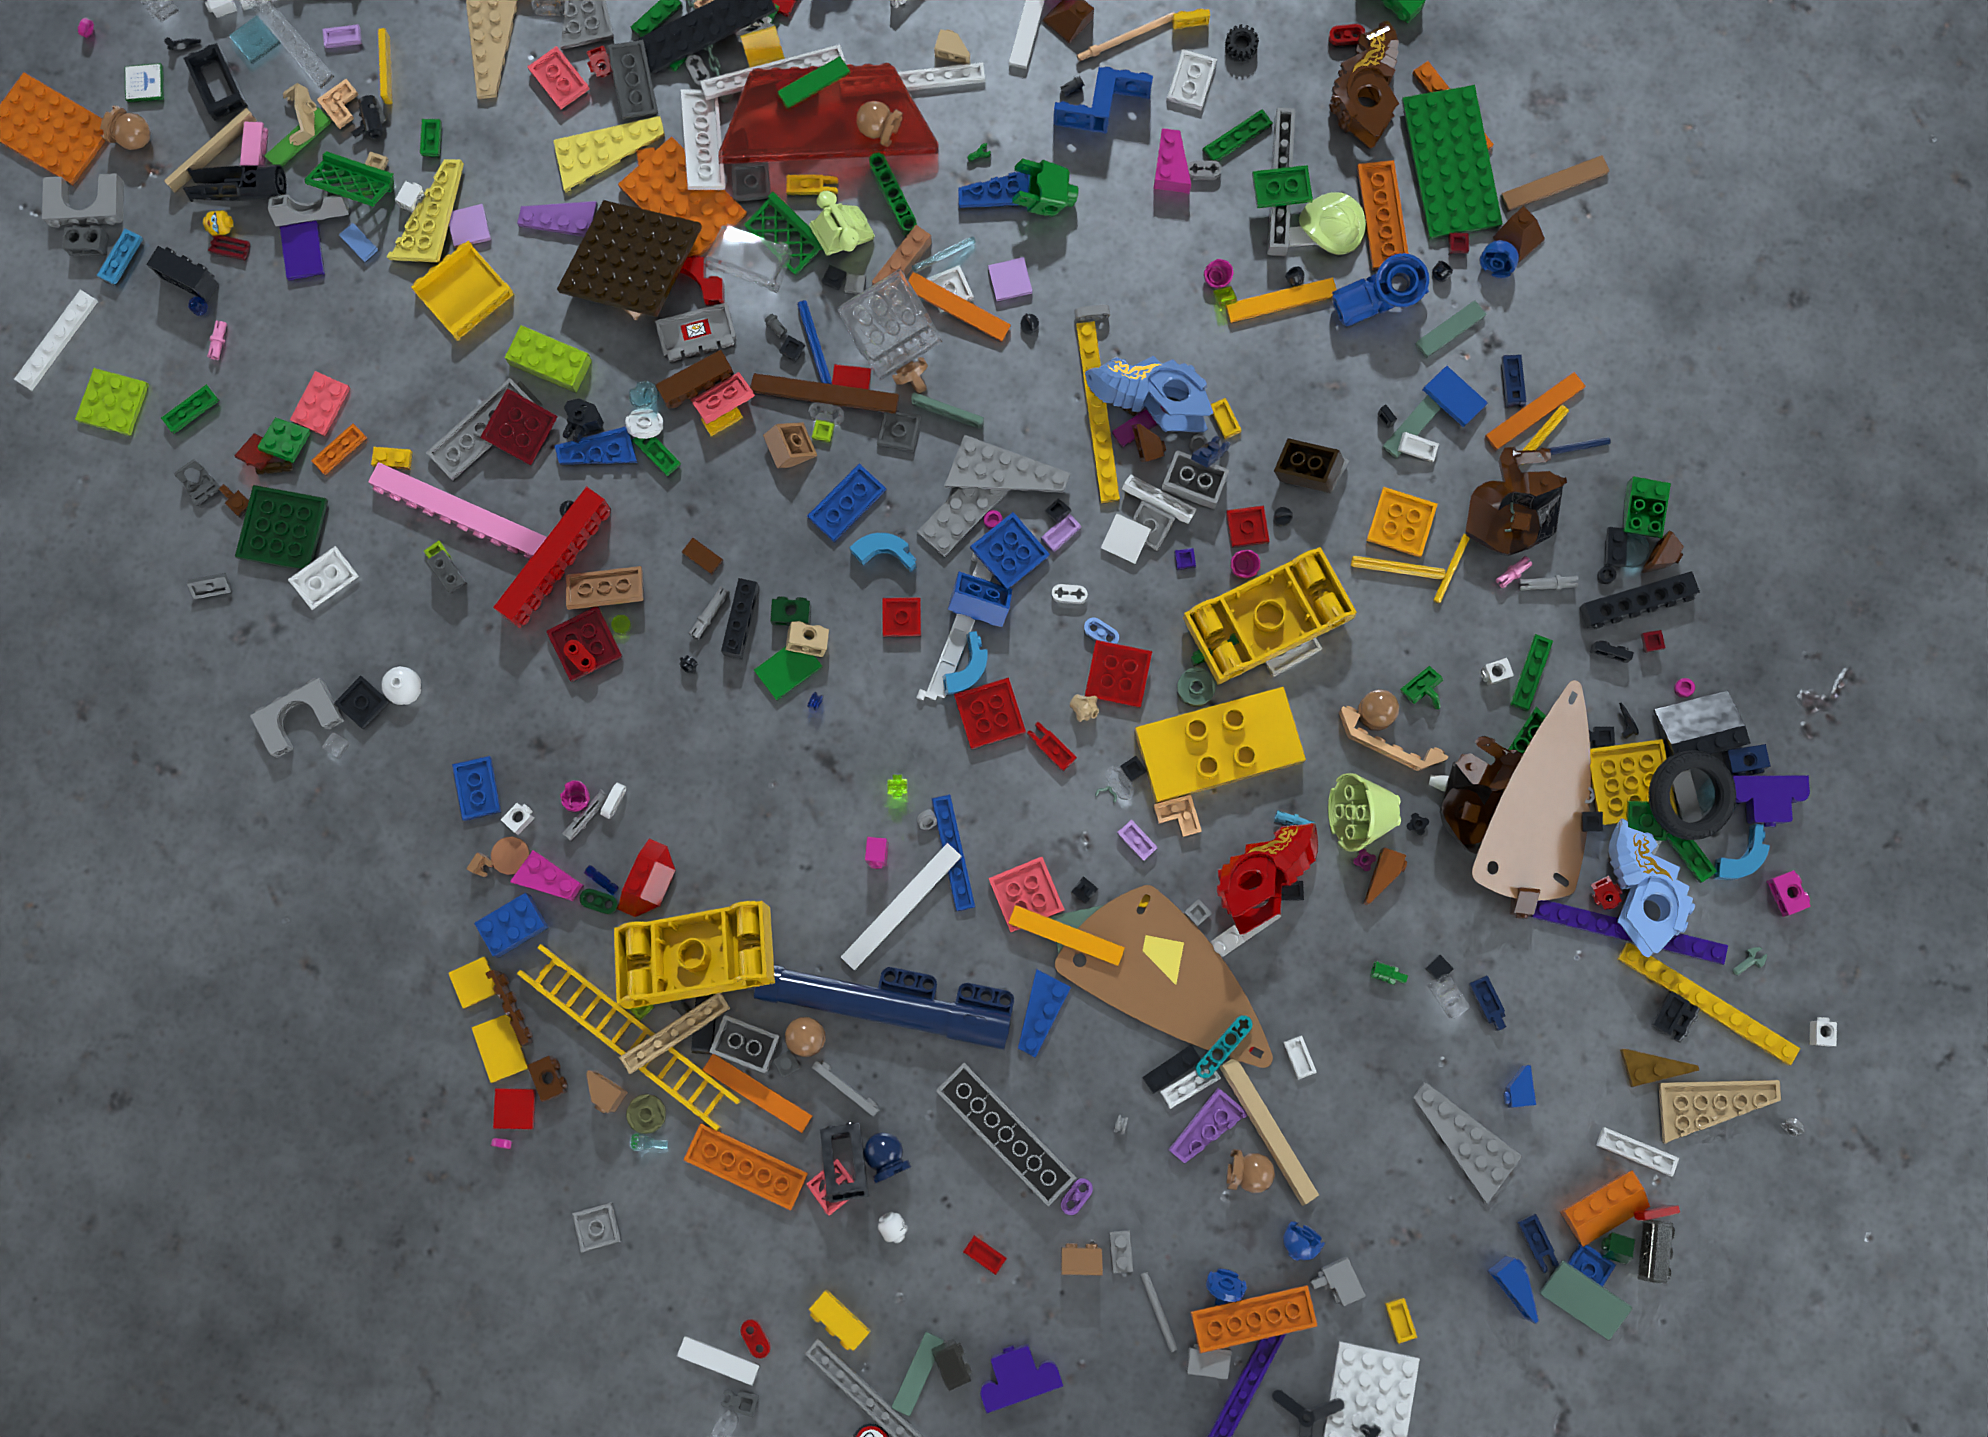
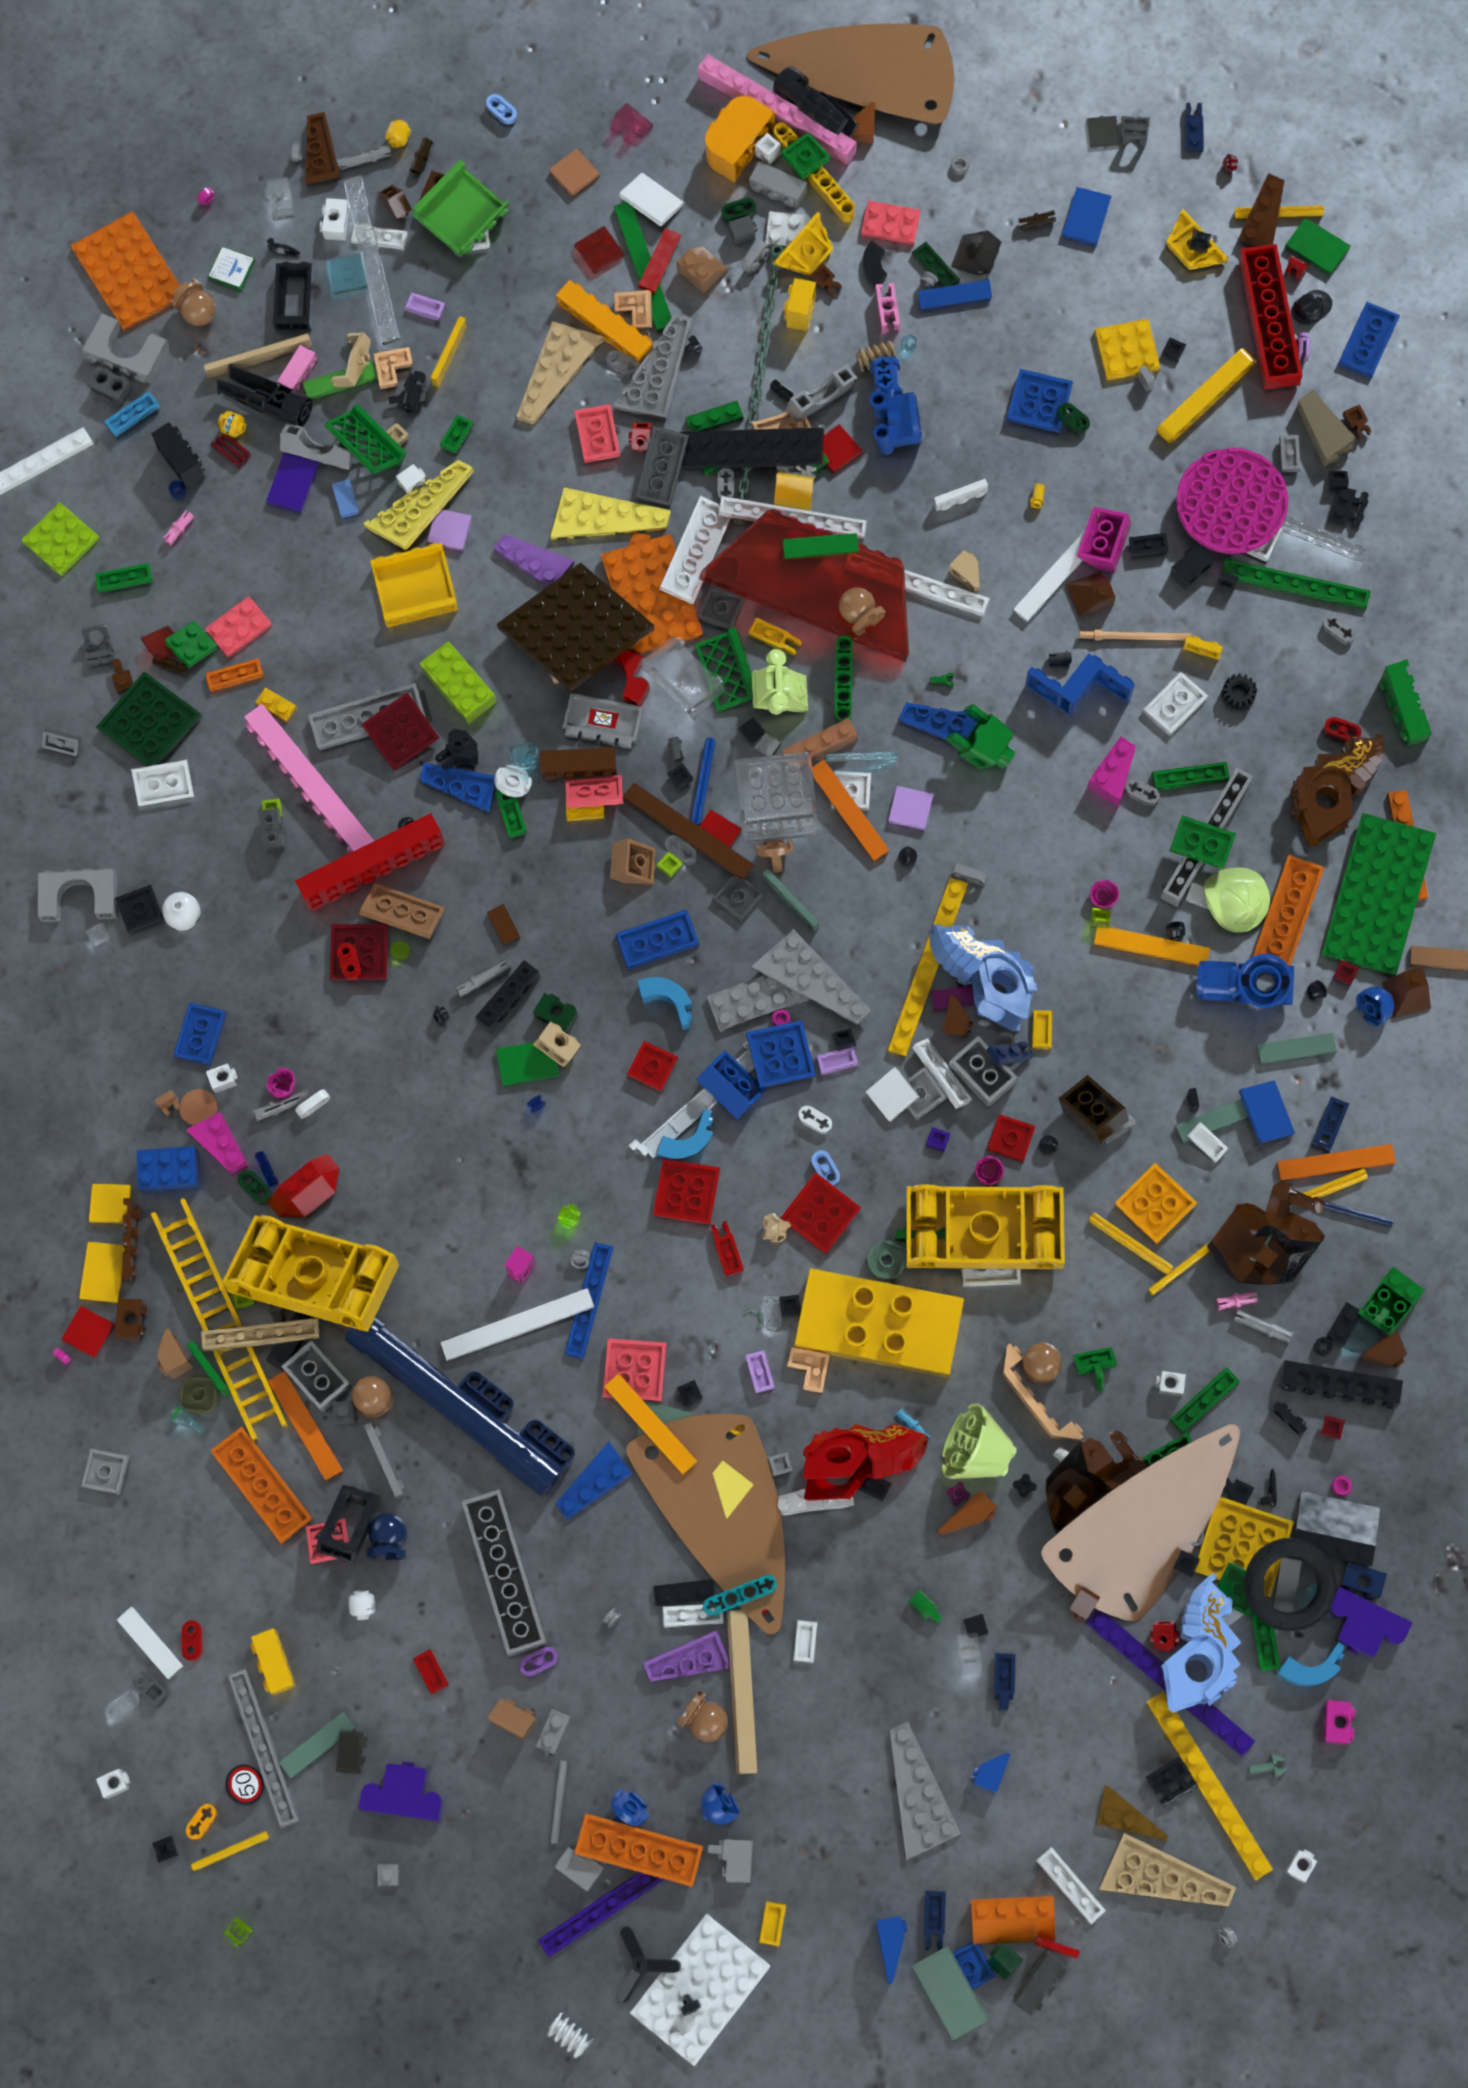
camera: 30 degrees right, 5 degrees down
(643, 1087) = (209, 1369): none -> green tile

